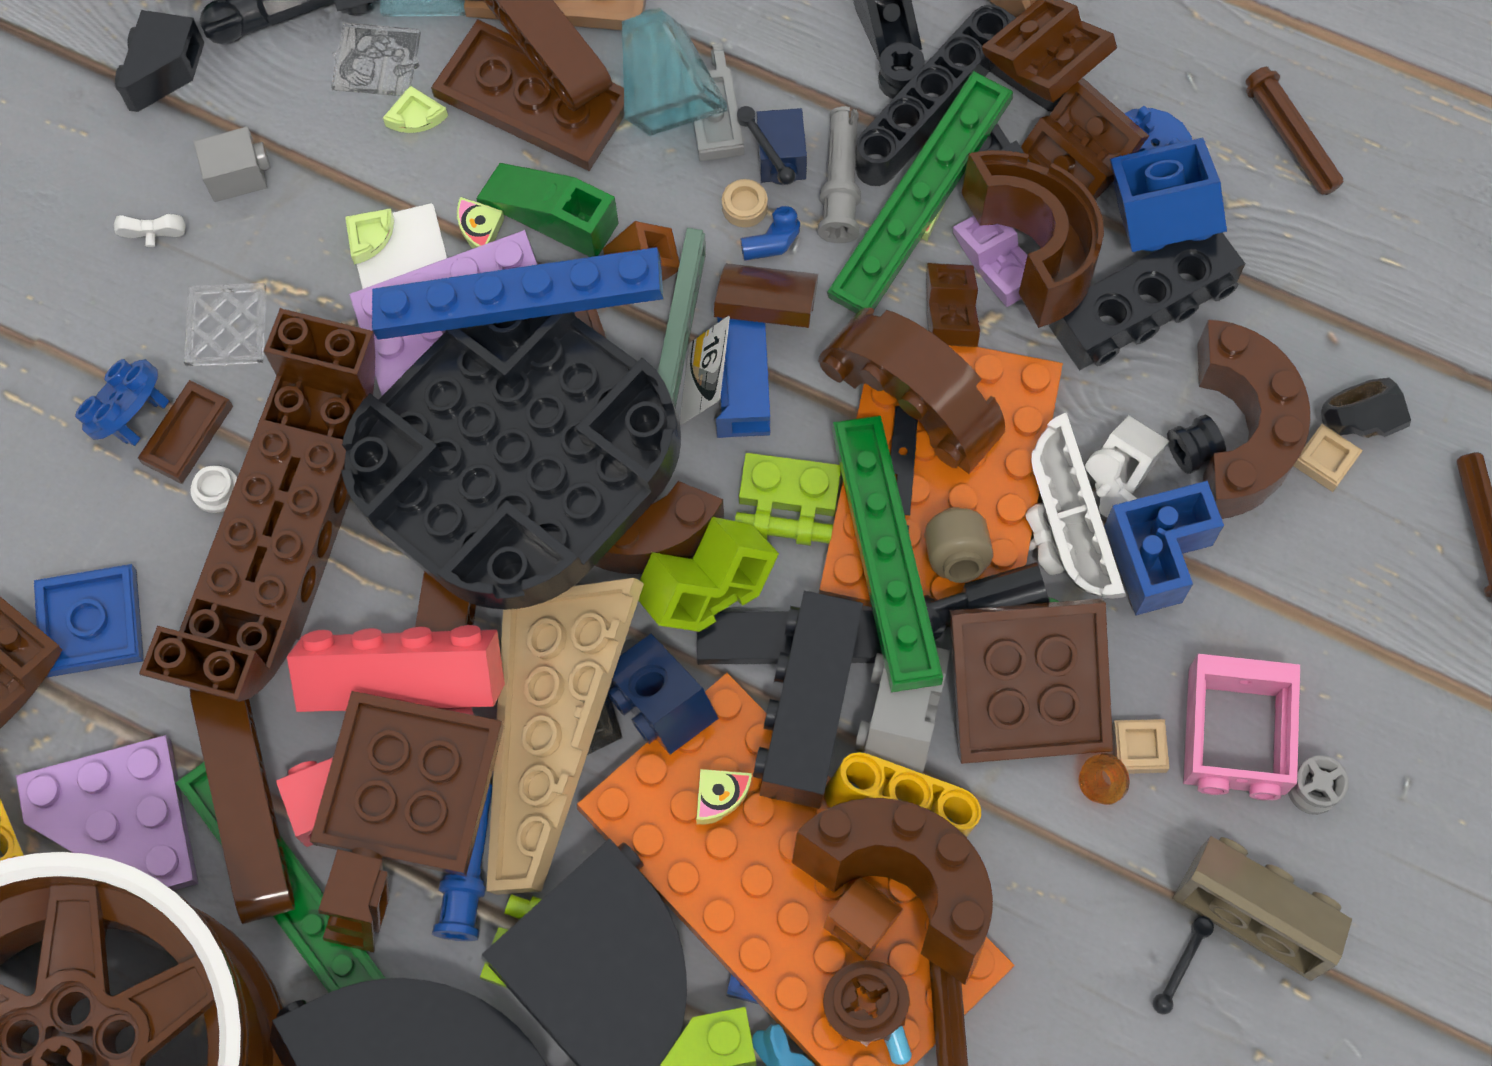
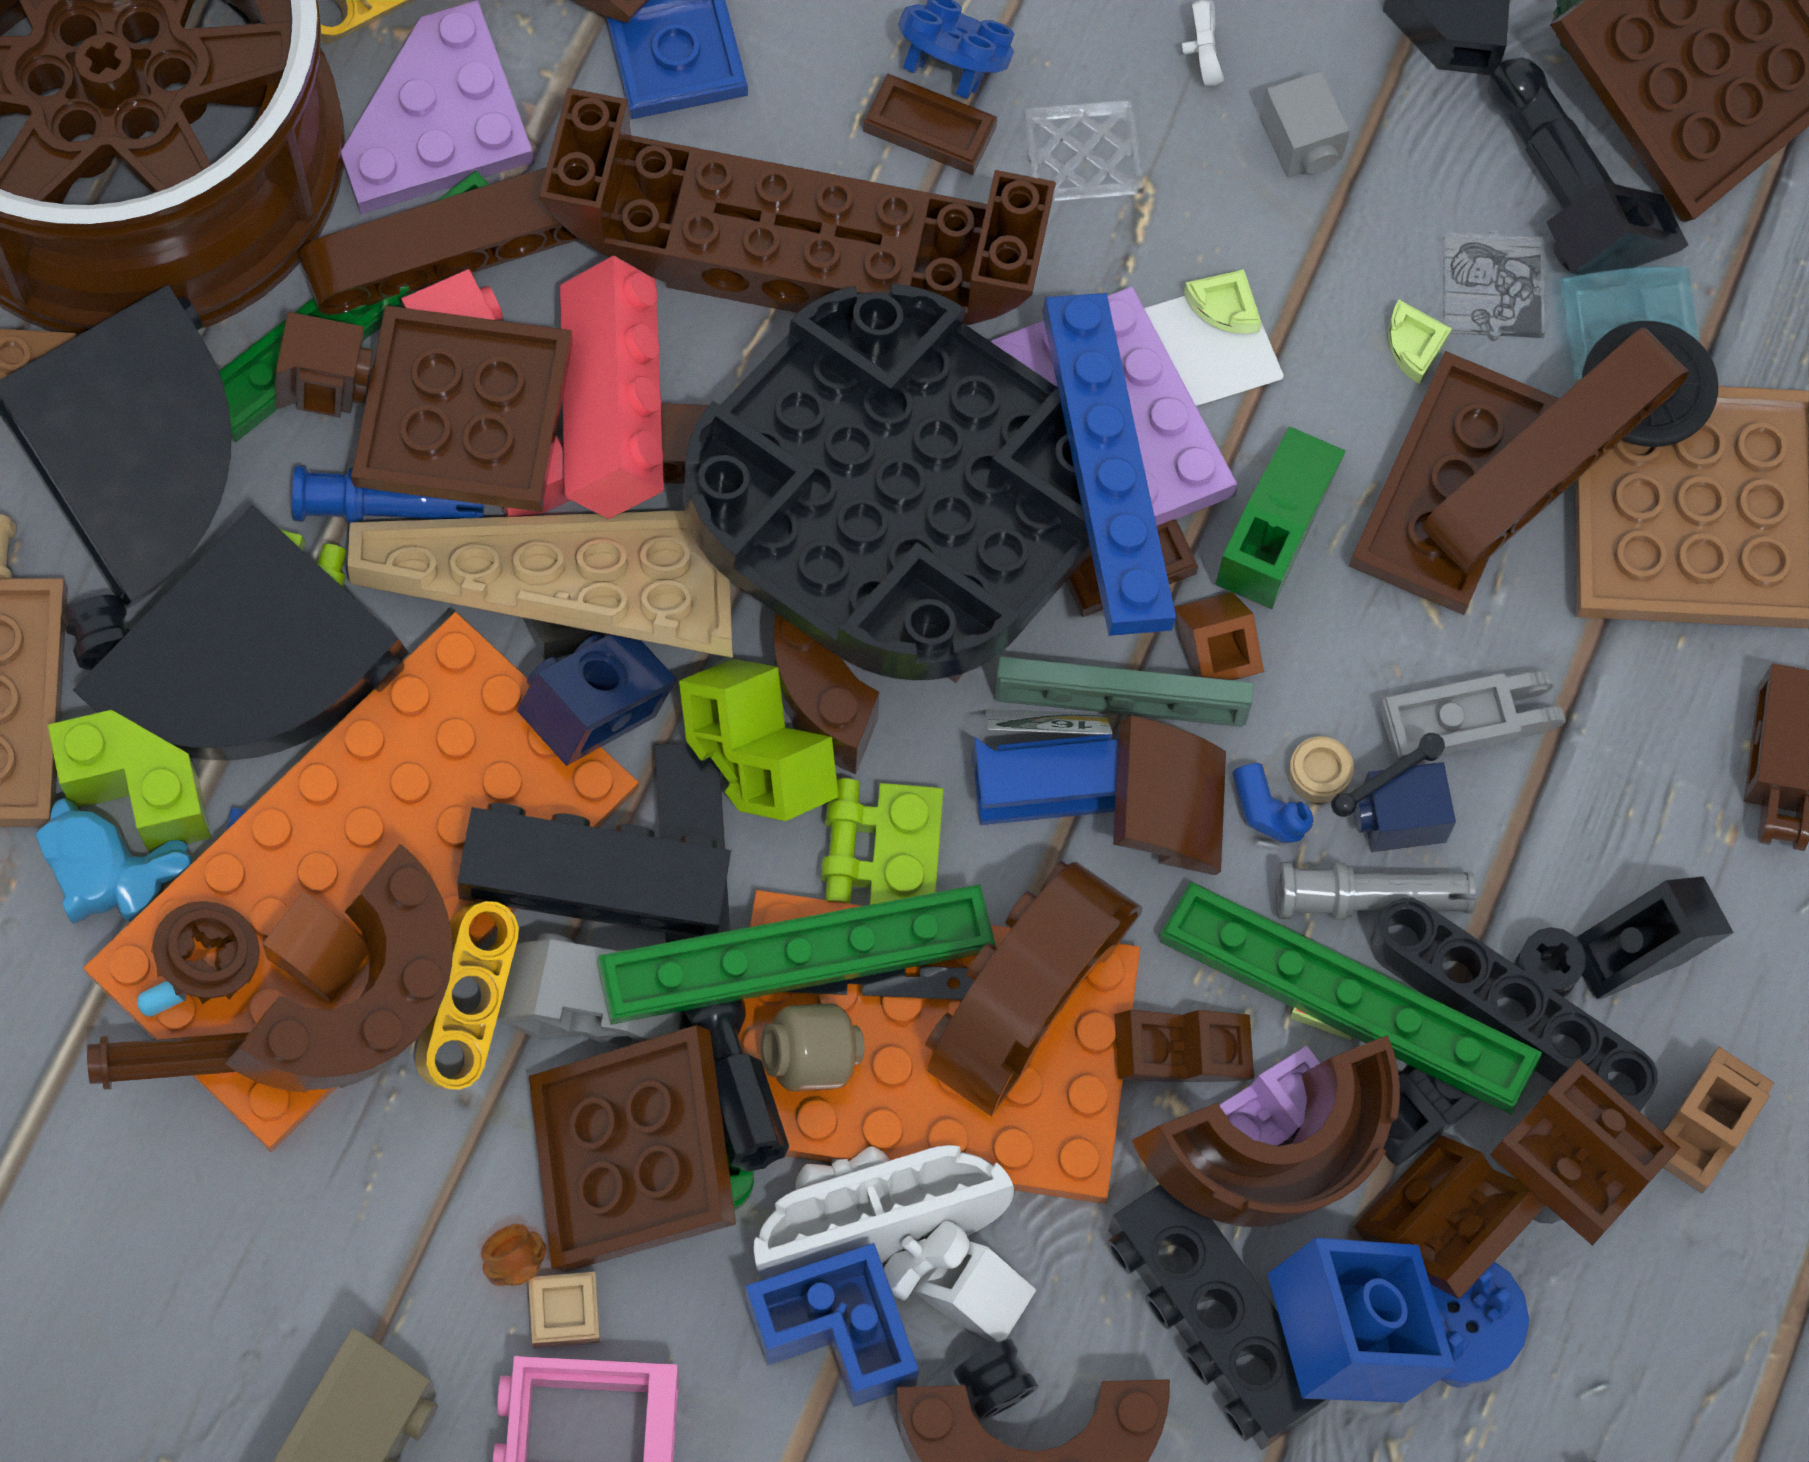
camera: 80 degrees right, 0 degrees up
(213, 488) = (854, 158): white plate -> none
(478, 222) = (1252, 433): yellowish green tile -> none
(664, 75) = (1496, 641): clear light blue slope -> none
(720, 794) = (466, 771): yellowish green tile -> none
(1201, 929) = (227, 1338): black hinge -> none

